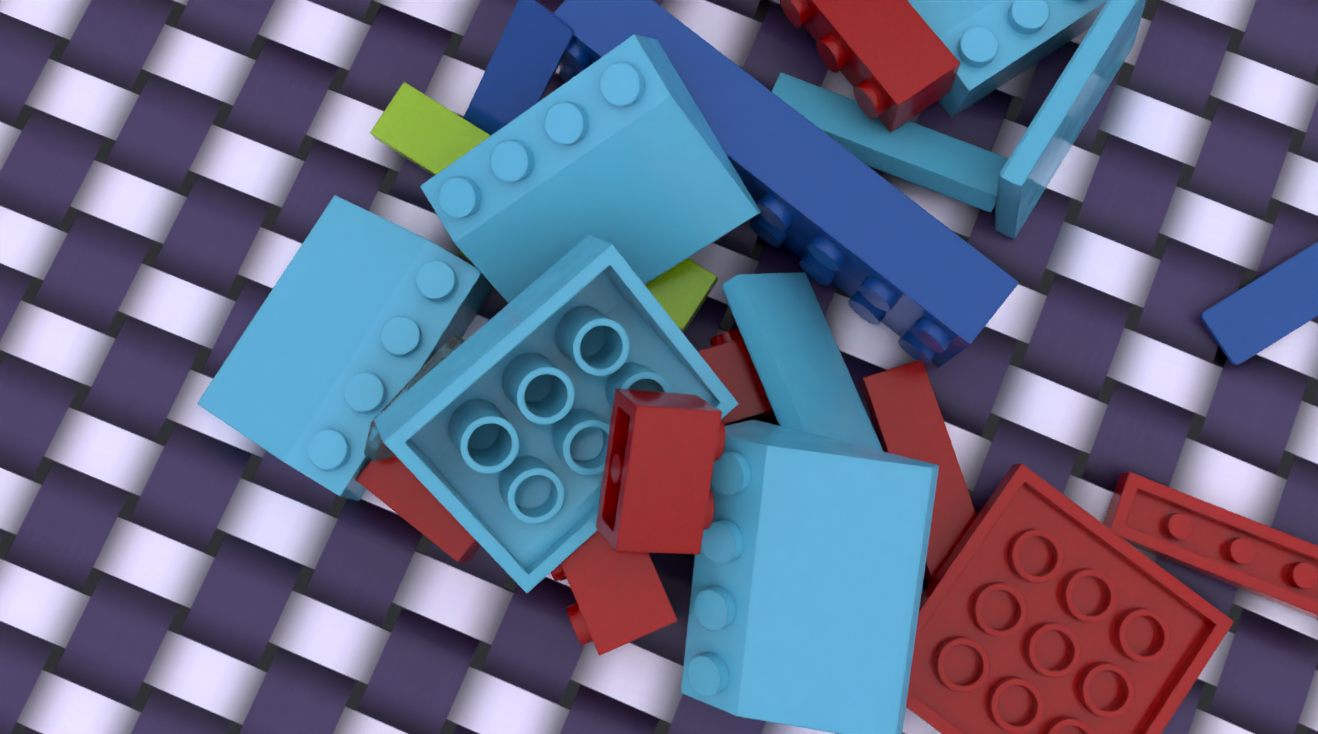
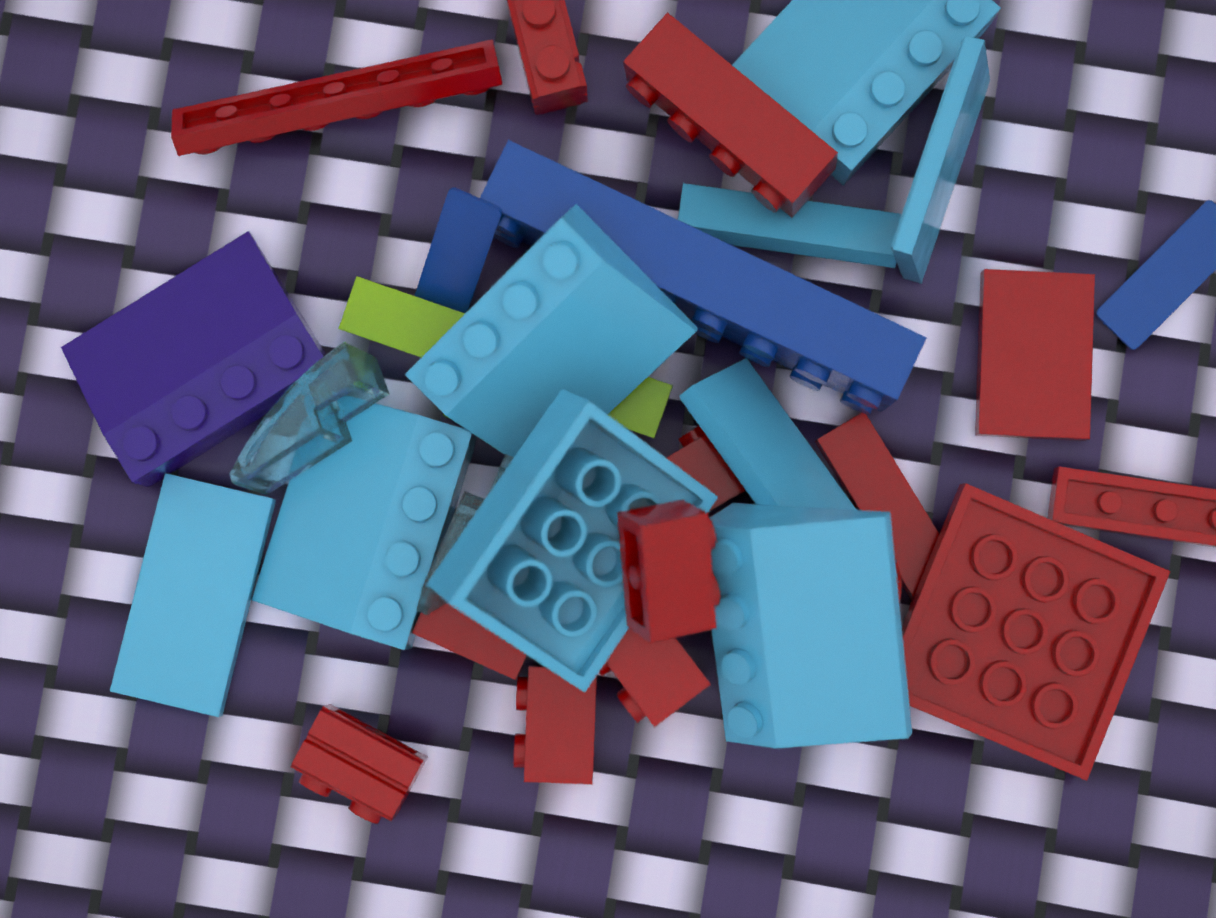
camera: 10 degrees left, 5 degrees up
(133, 385) = (193, 595): none -> medium azure tile
(209, 138) = (193, 360): none -> dark purple slope
(257, 615) = (358, 764): none -> red brick
(309, 219) = (310, 419): none -> clear light blue slope
(493, 631) = (558, 728): none -> red brick
(1124, 345) = (1035, 355): none -> red tile

